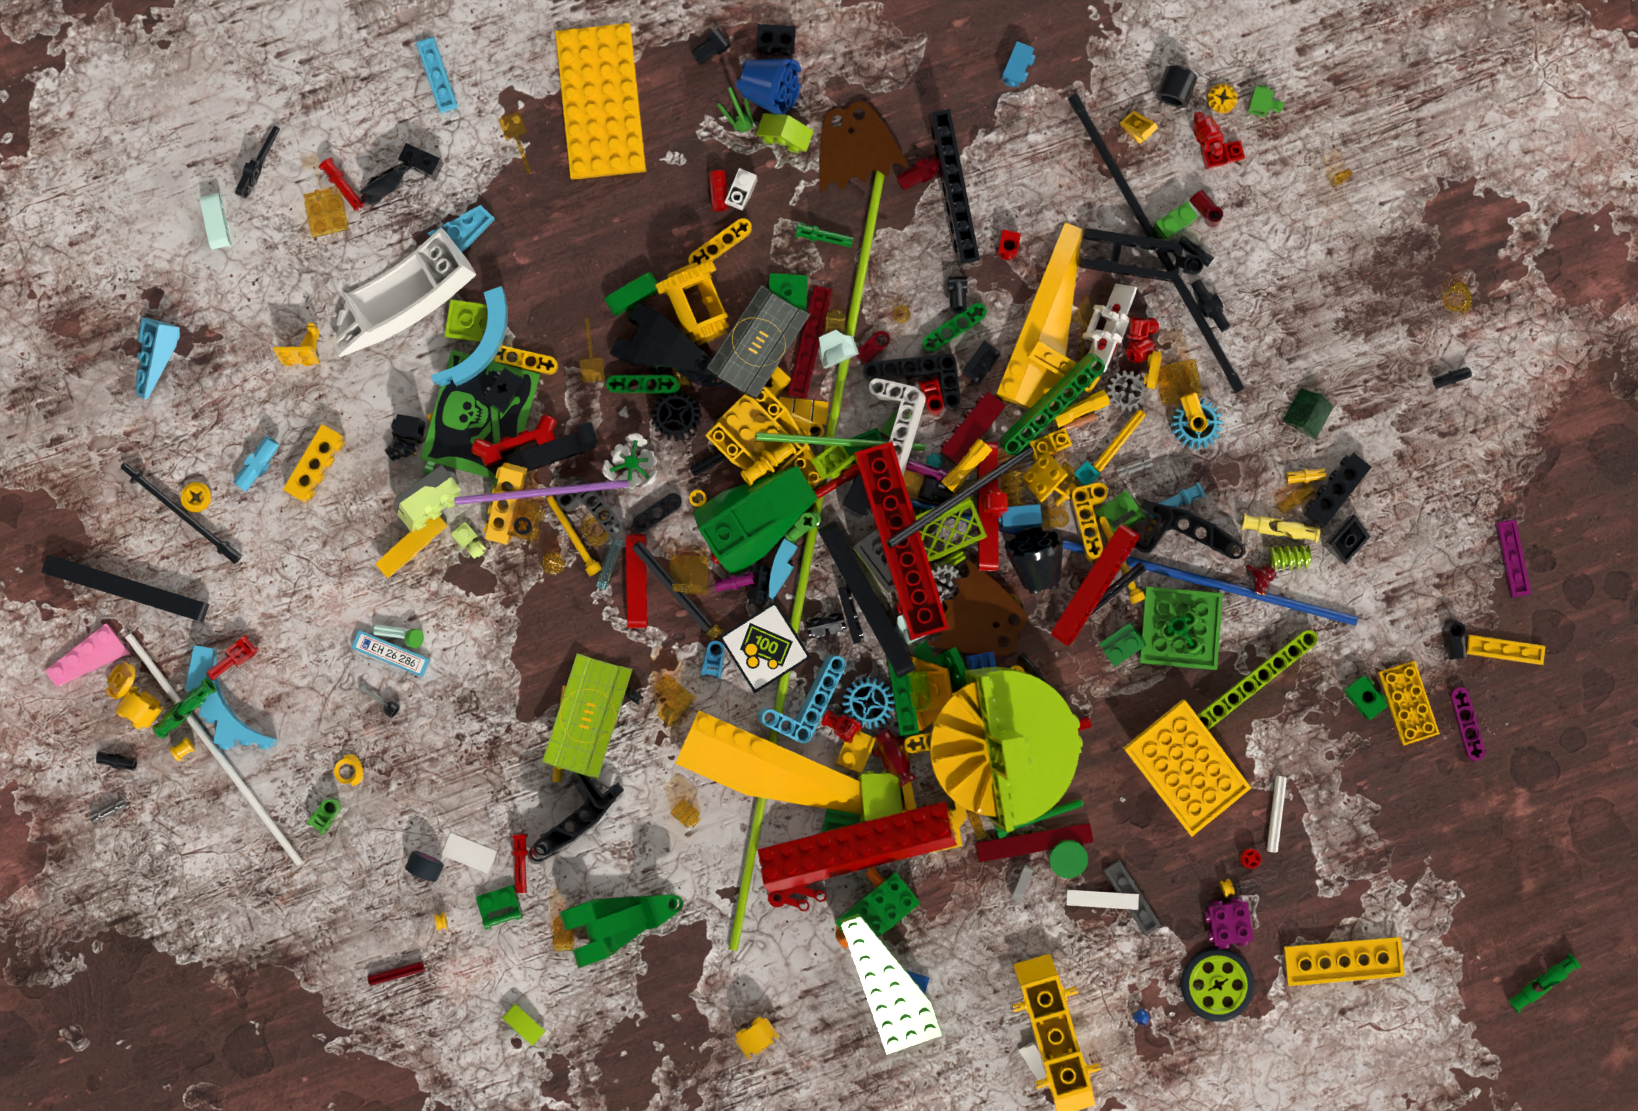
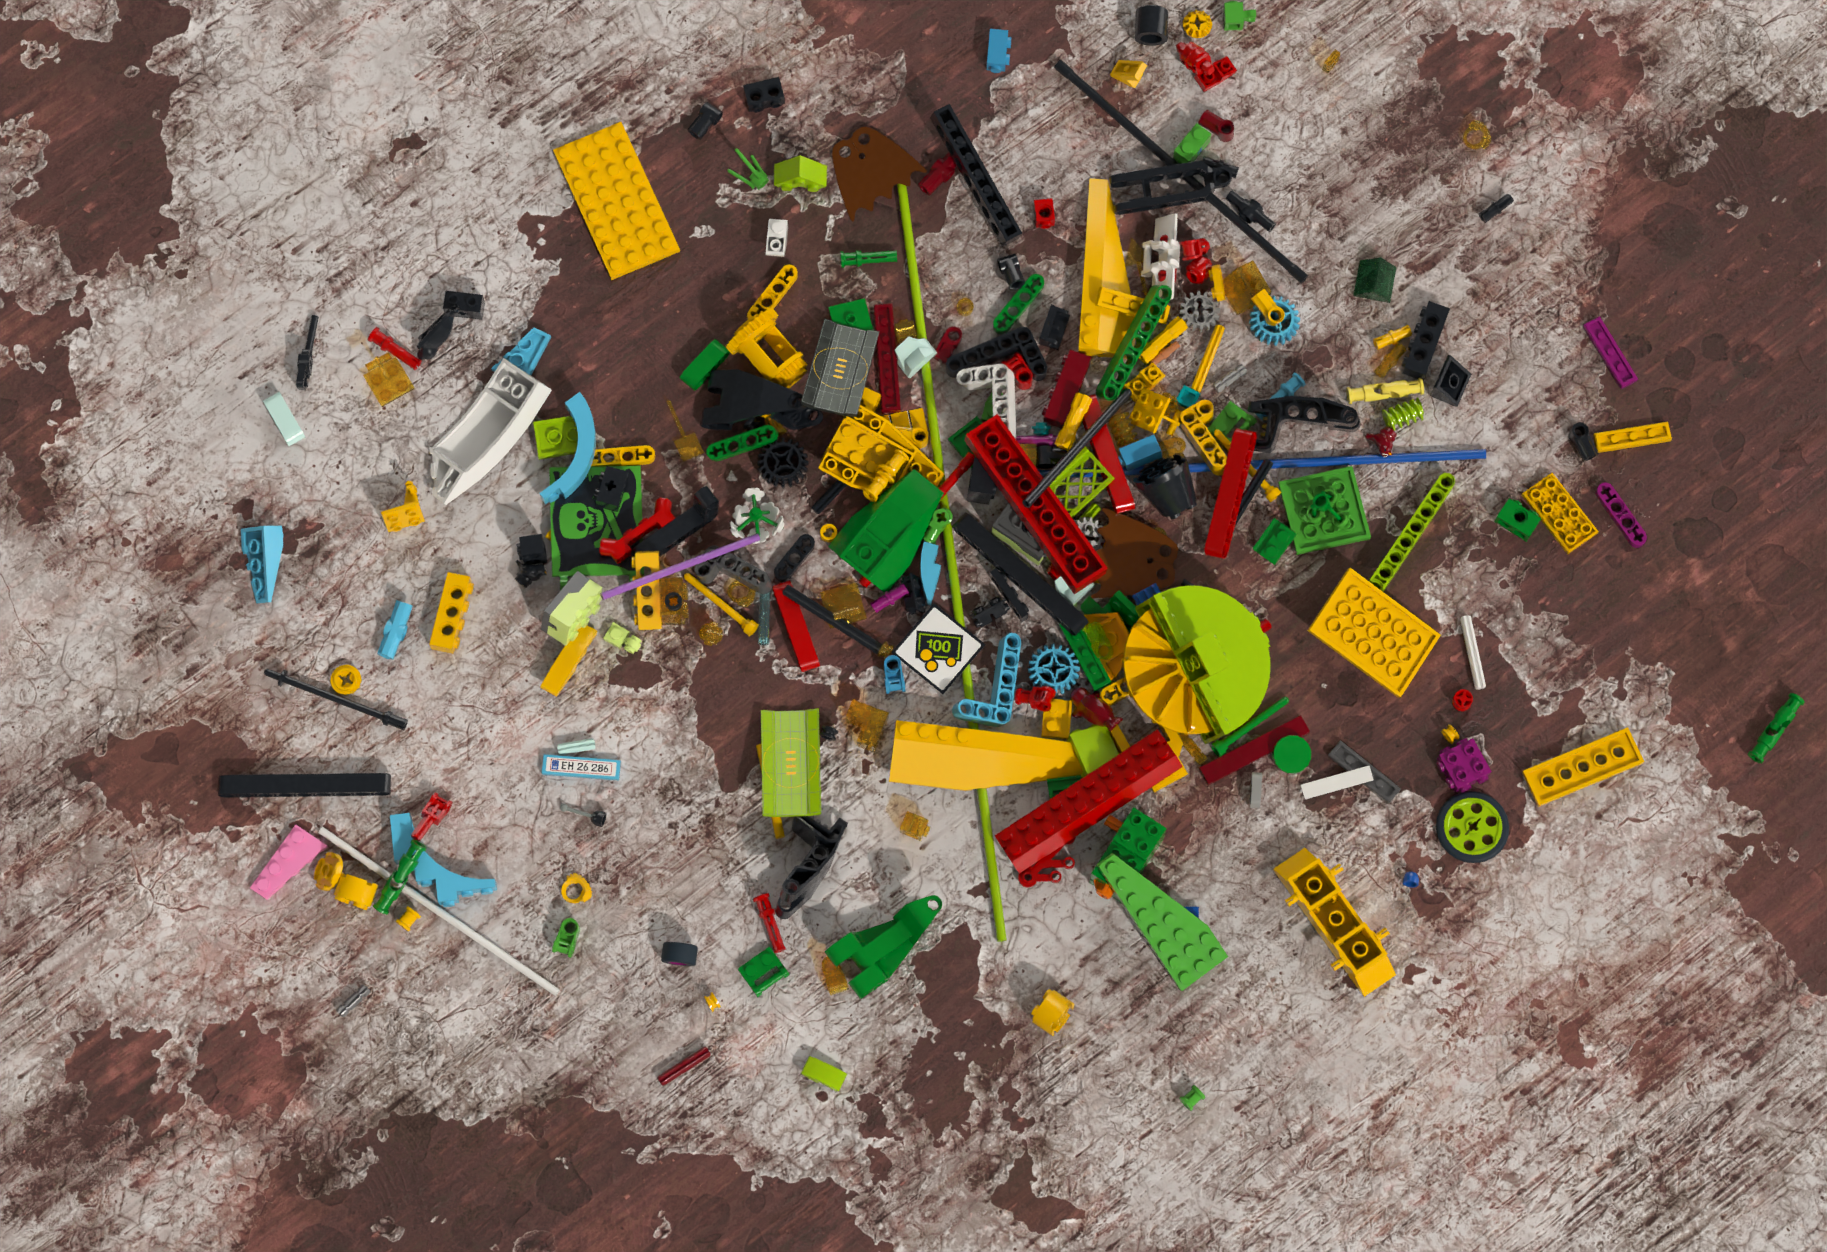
camera: 20 degrees left, 10 degrees down
(116, 761) = (347, 950): black pin -> none
(414, 638) = (599, 745): bright green tile -> none
(436, 75) = (453, 223): medium azure tile -> none
(469, 853) = (717, 931): white sticker -> none
(513, 127) = (540, 249): clear yellow piece -> none
(718, 190) = (755, 247): red axle -> none
(771, 83) = (773, 134): blue cone -> none
(828, 441) = (929, 440): bright green piece -> none
(832, 461) = (945, 456): lime bracket -> none
(995, 503) = (1111, 445): red head -> none
(1032, 1058) = (1321, 951): white sticker -> none

